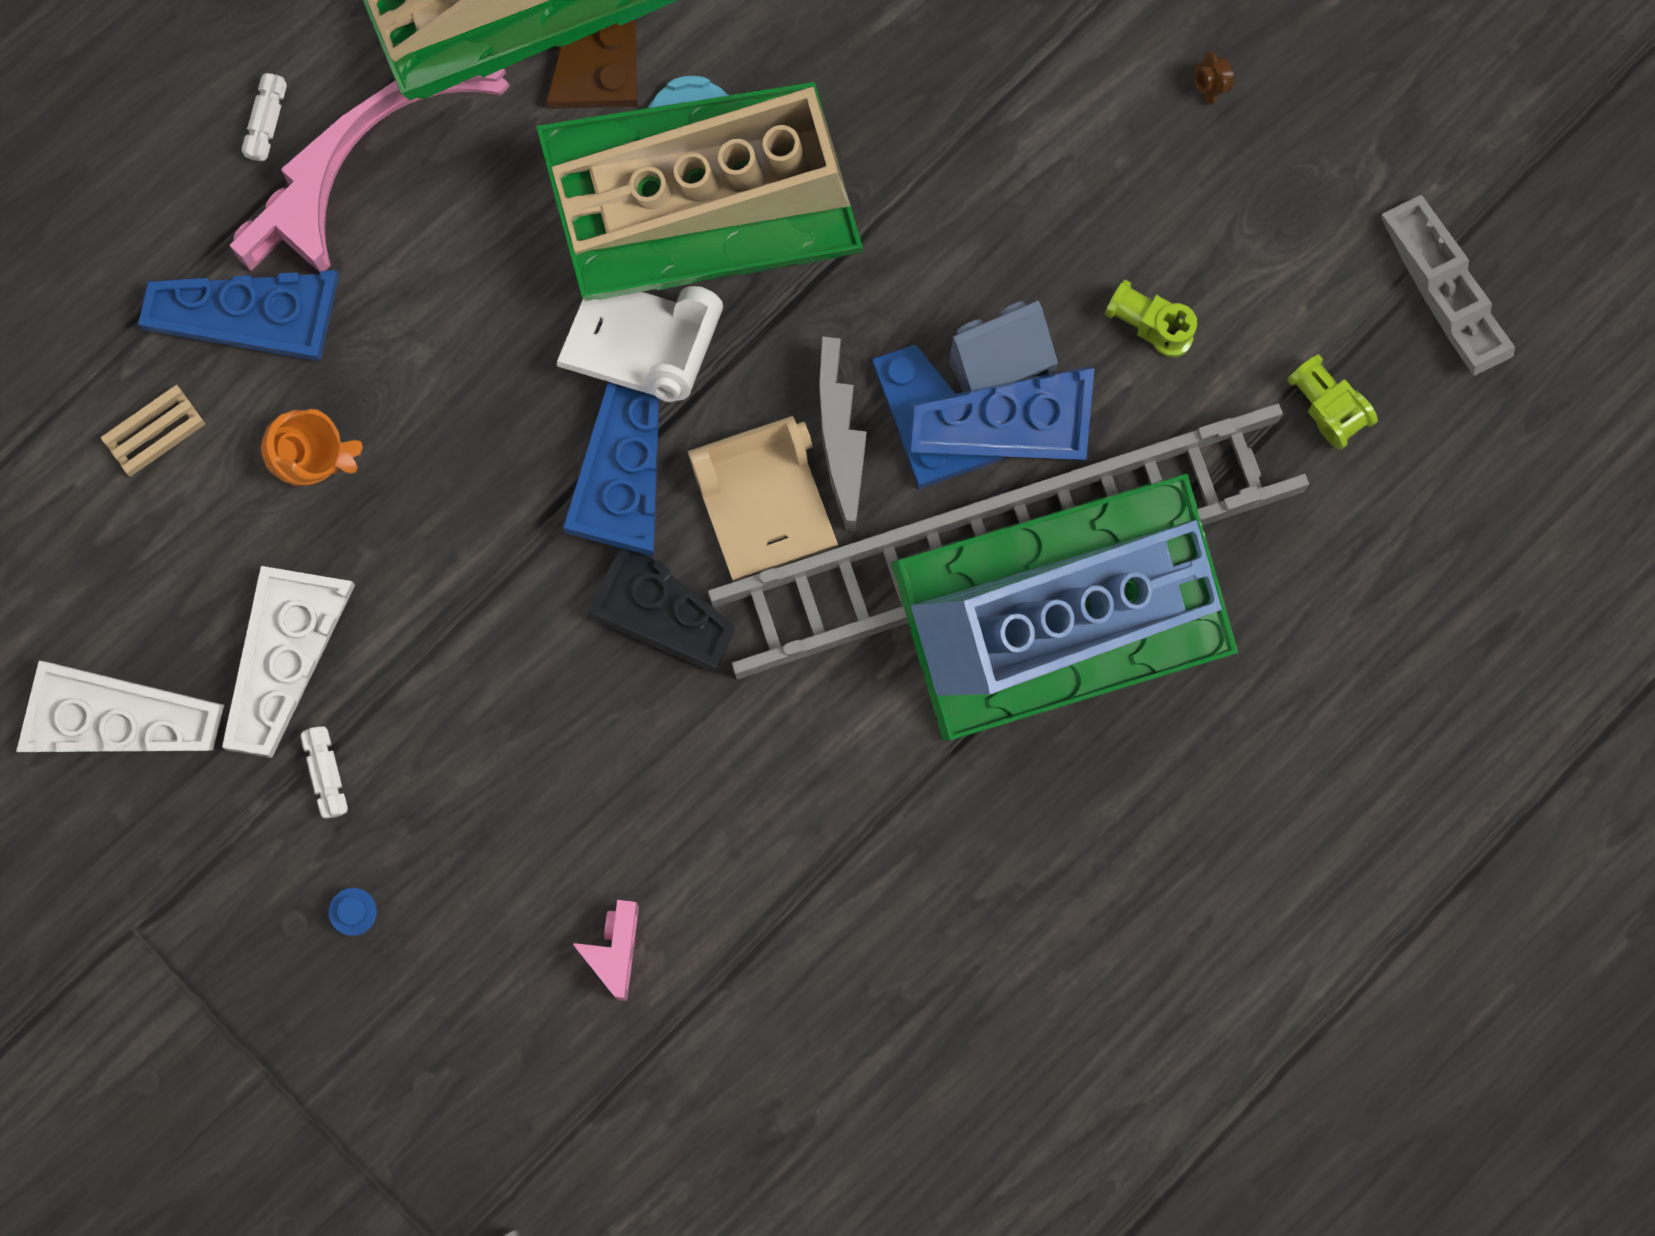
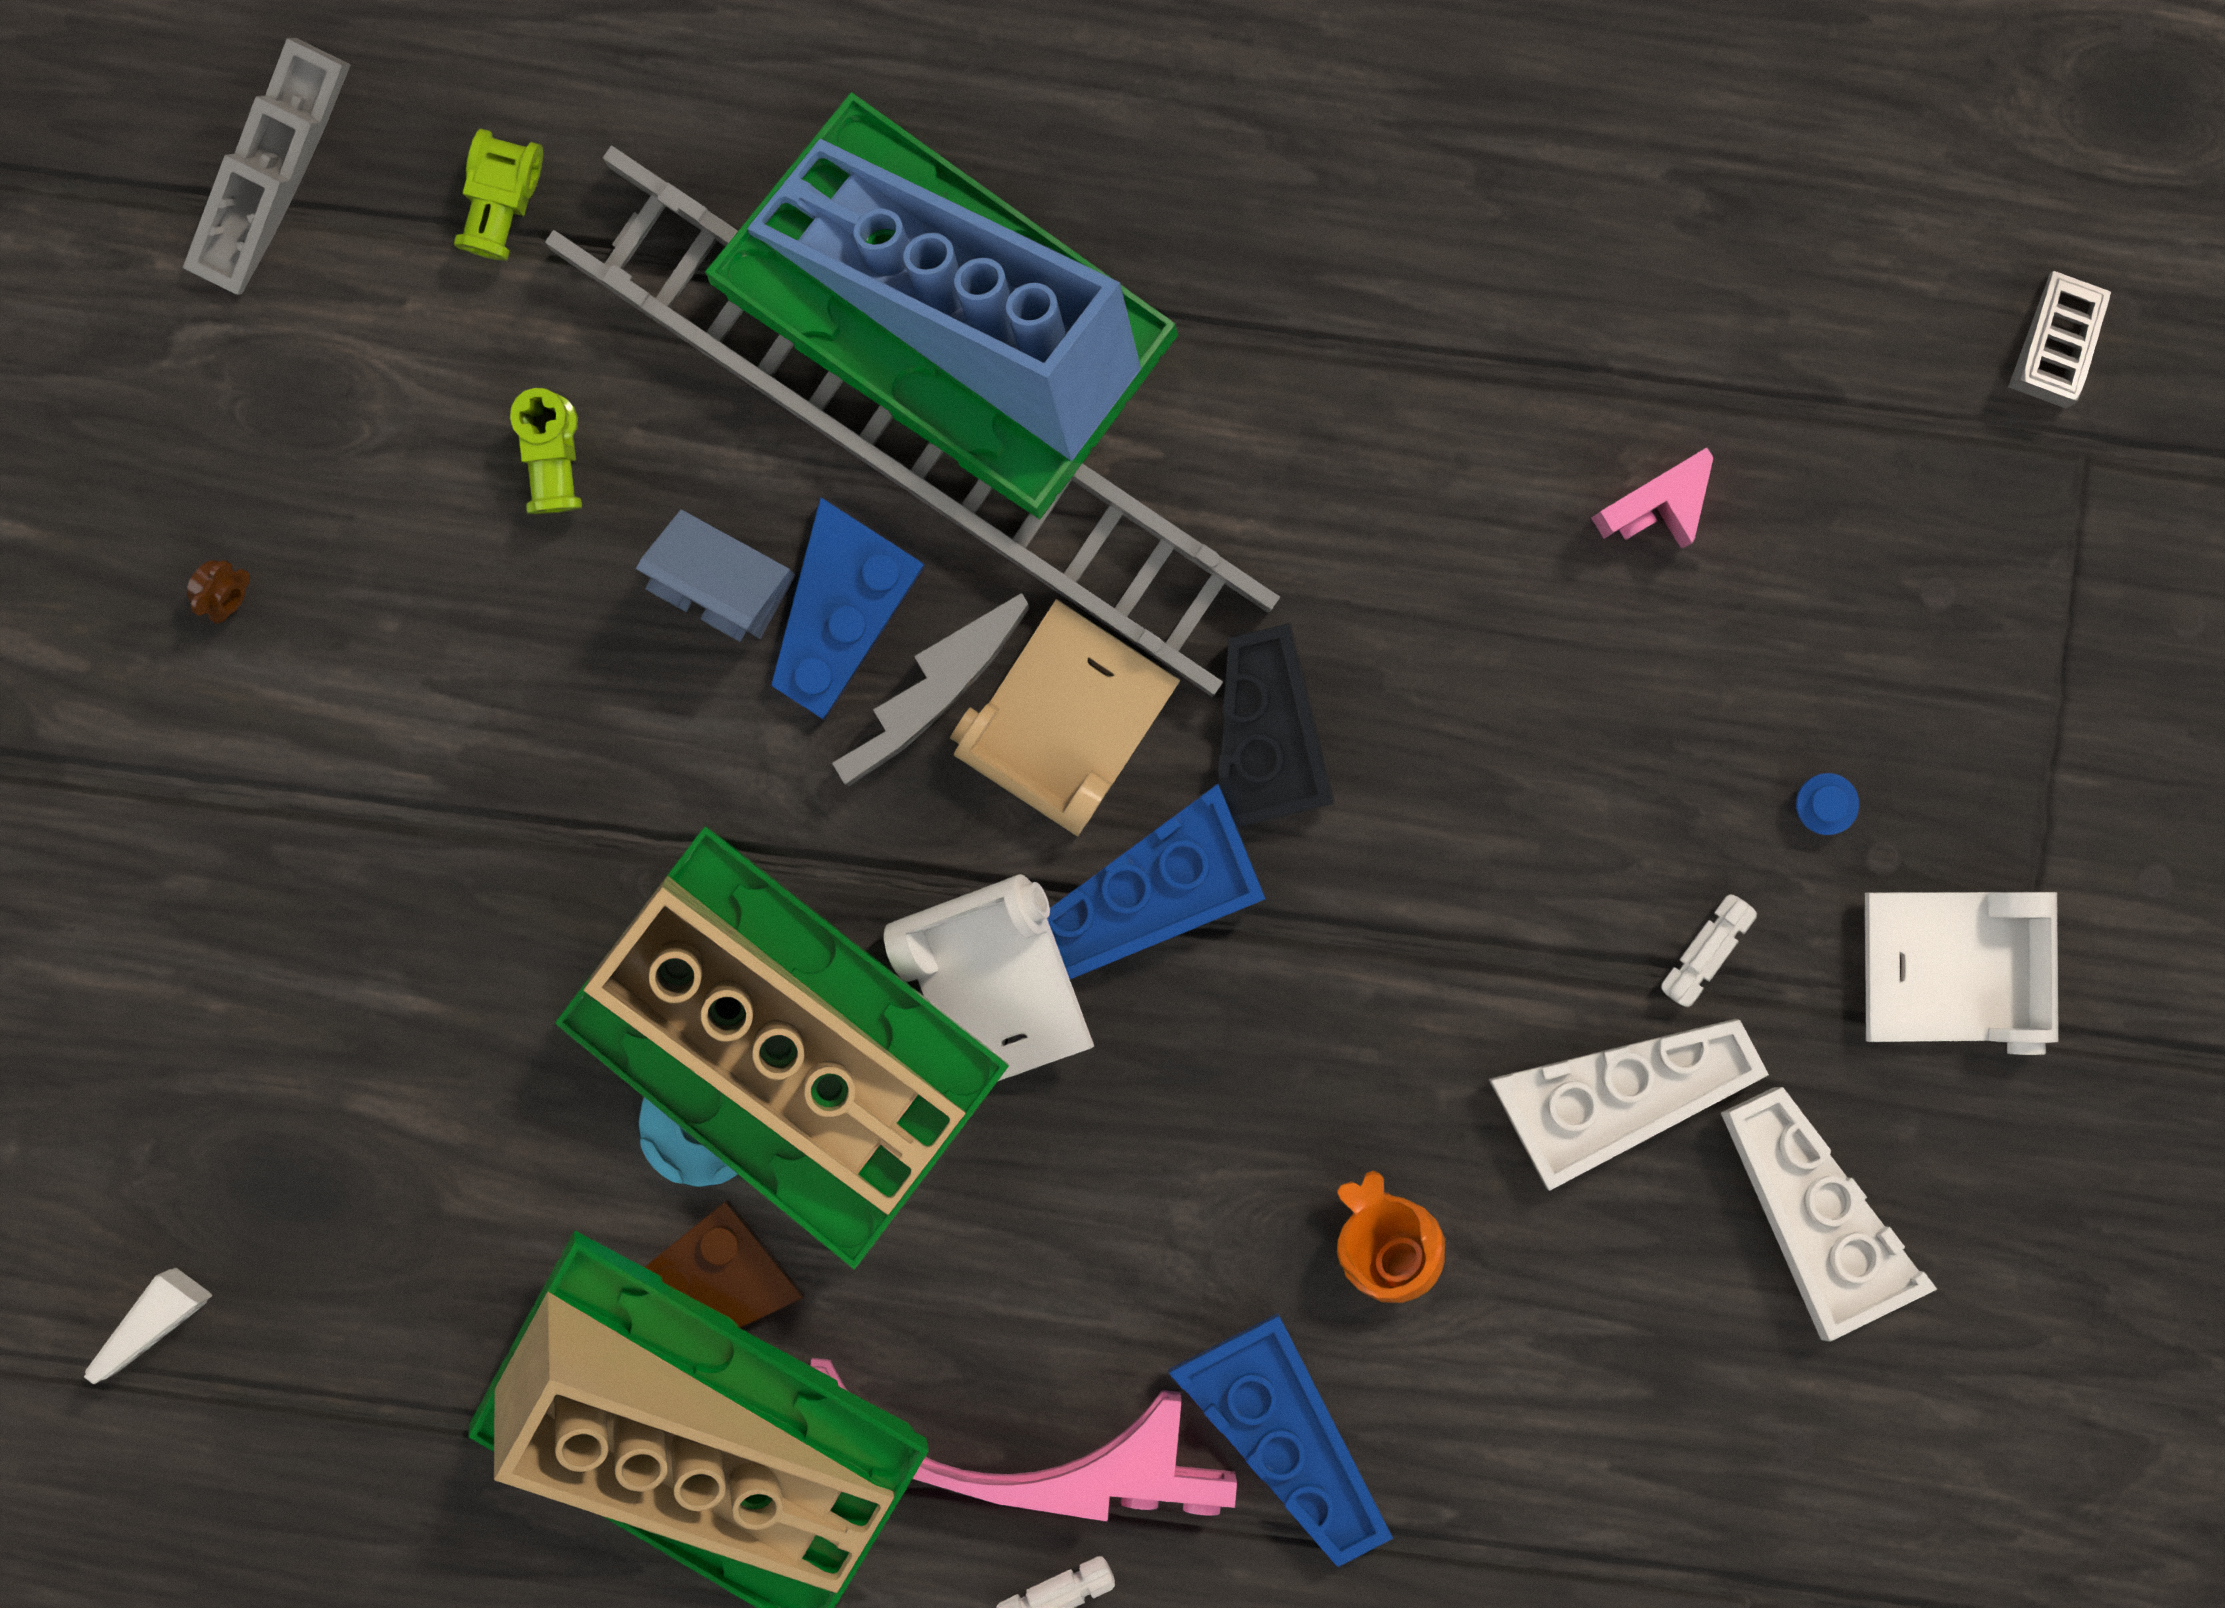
camera: 130 degrees left, 10 degrees up
(144, 416) = (1539, 1444): tan tile -> none
(187, 920) = (1968, 968): none -> white door
(1014, 419) = (781, 511): blue wing -> none

